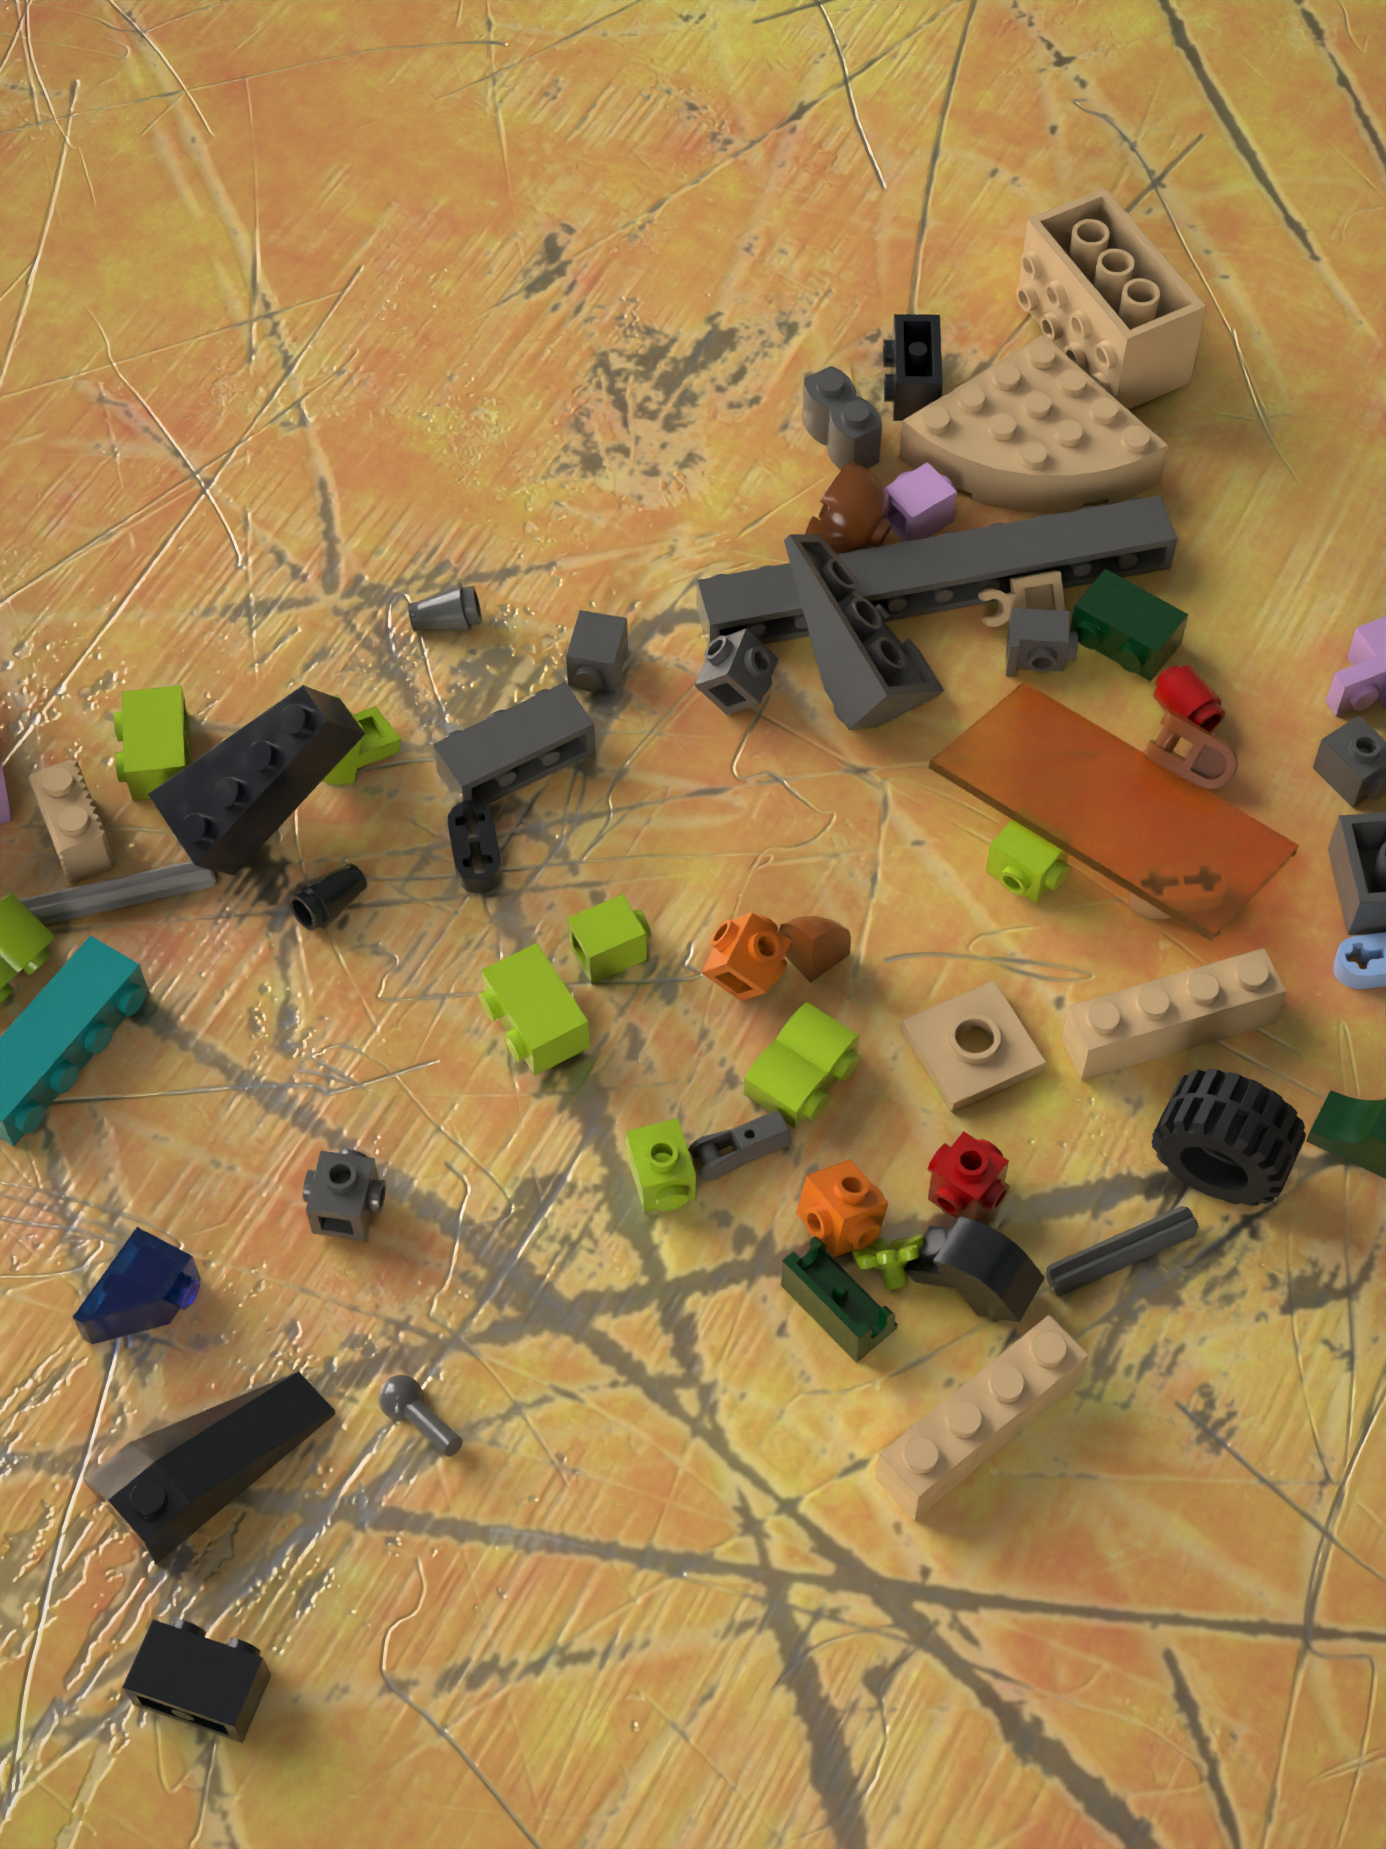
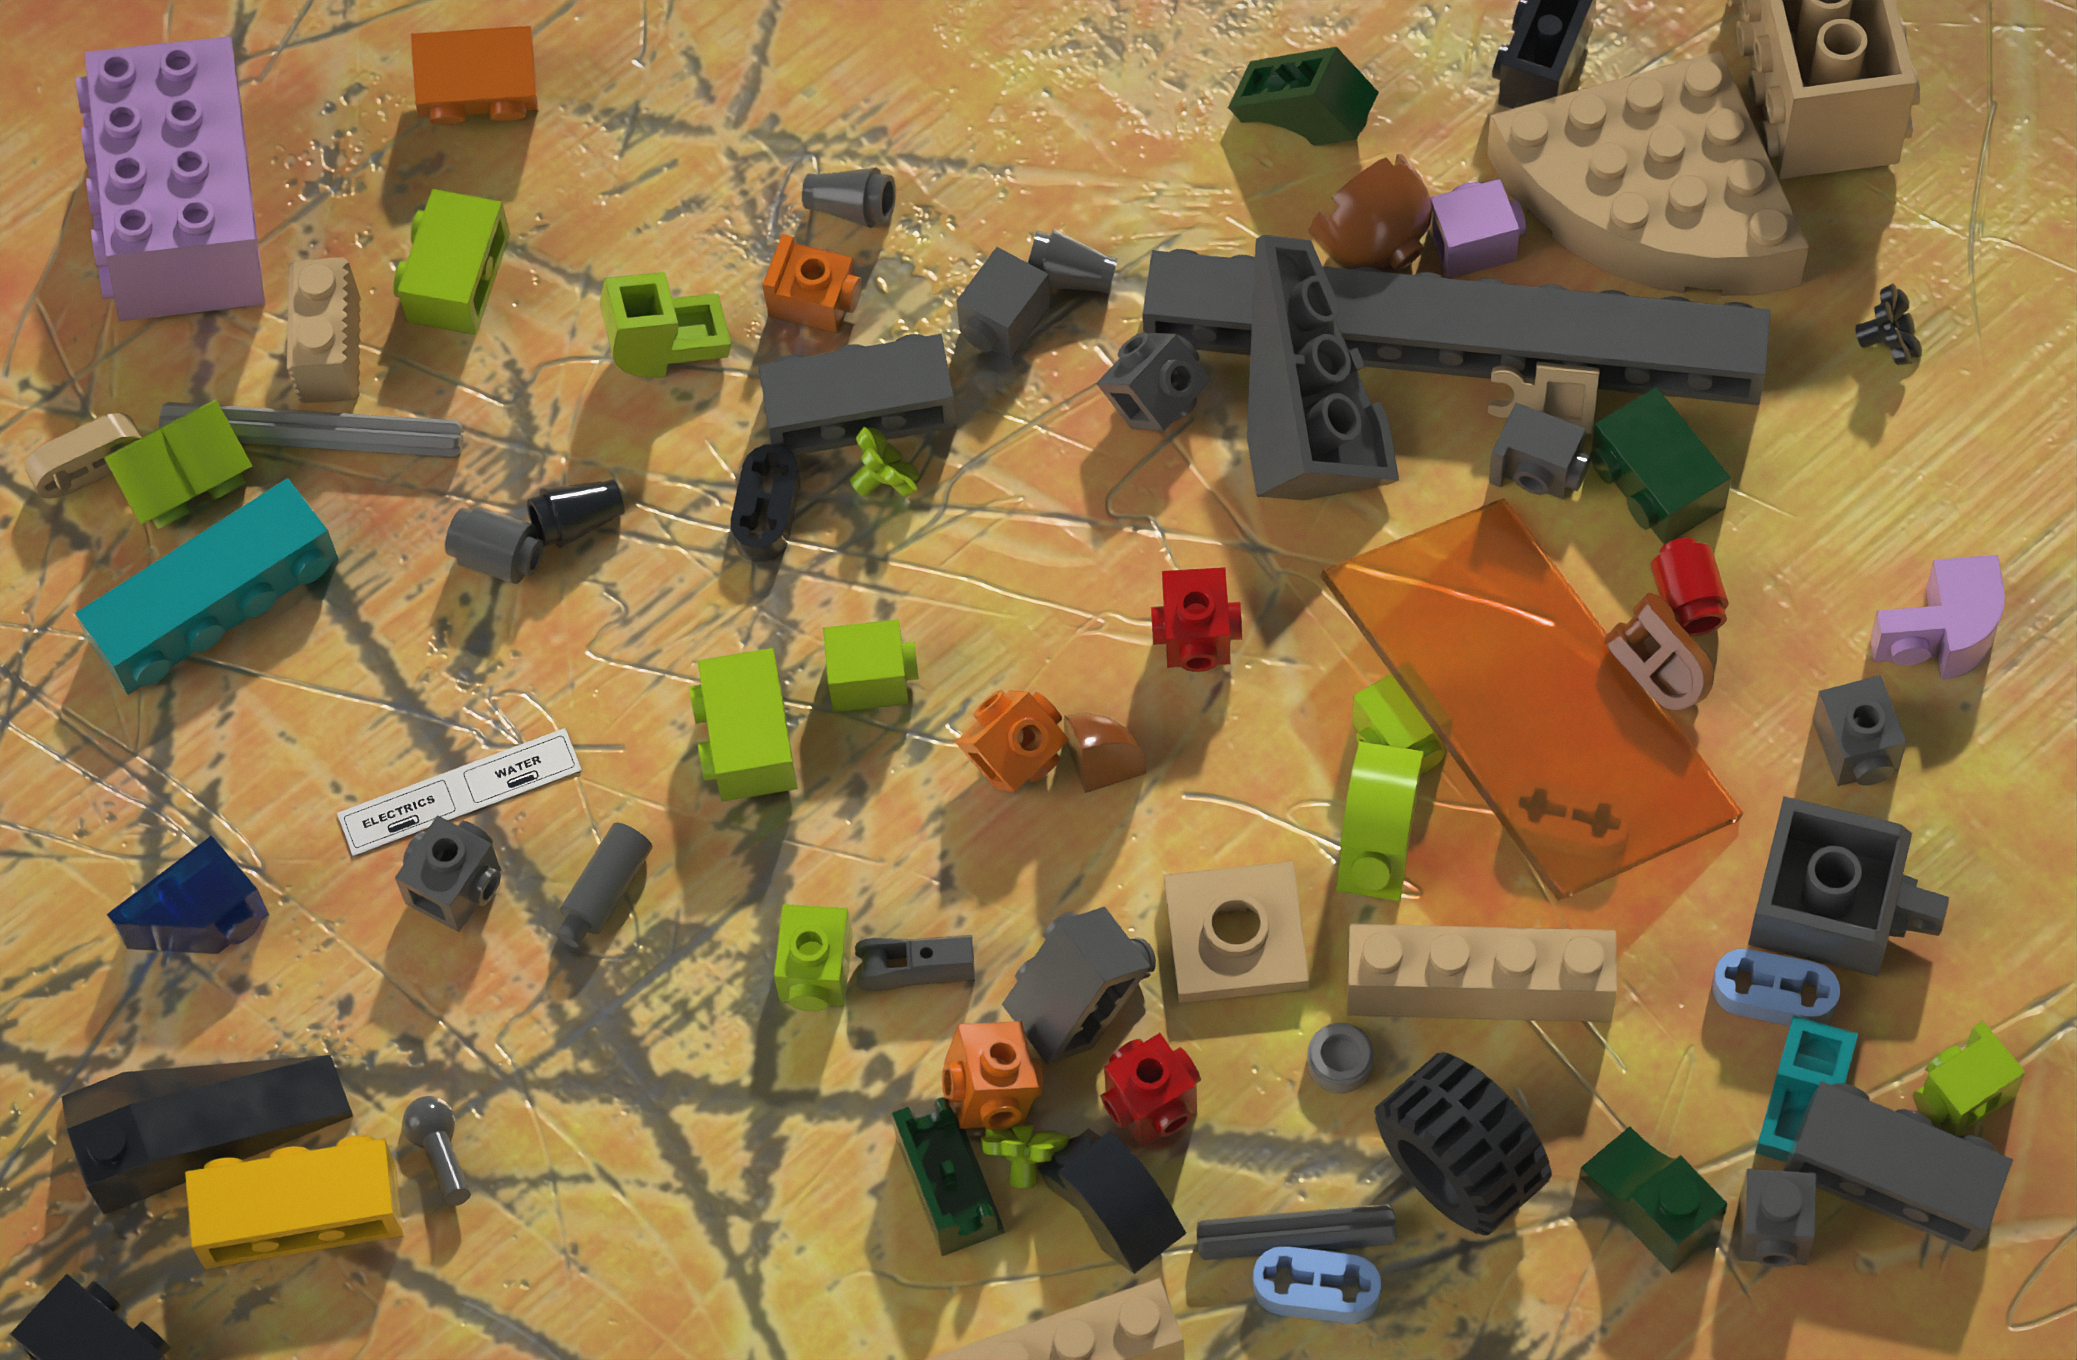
camera: 25 degrees right, 5 degrees up
(119, 602) = (474, 74): none -> orange brick
(256, 778) = (532, 349): black wedge -> none
(275, 938) = (494, 544): none -> dark grey brick
(317, 1134) = (459, 791): none -> white sticker
(319, 1496) = (293, 1202): none -> yellow brick
(445, 681) = (810, 285): none -> orange brick
(468, 1165) = (603, 883): none -> dark grey cylinder
(554, 794) = (882, 466): none -> lime plant
(639, 609) = (1071, 263): none -> dark grey cone
(759, 446) = (1308, 94): none -> dark green arch
(802, 1065) = (1022, 891): lime brick -> none
(841, 419) = (1426, 88): dark grey brick -> none
(845, 827) = (1196, 619): none -> red brick
(880, 1115) = (1077, 983): none -> dark grey brick
(1053, 928) = (1378, 820): none -> lime brick
(1093, 1112) = (1340, 1057): none -> light grey tile
(1153, 1277) = (1319, 1269): none -> light blue beam
(1240, 489) = (1891, 327): none -> black plant

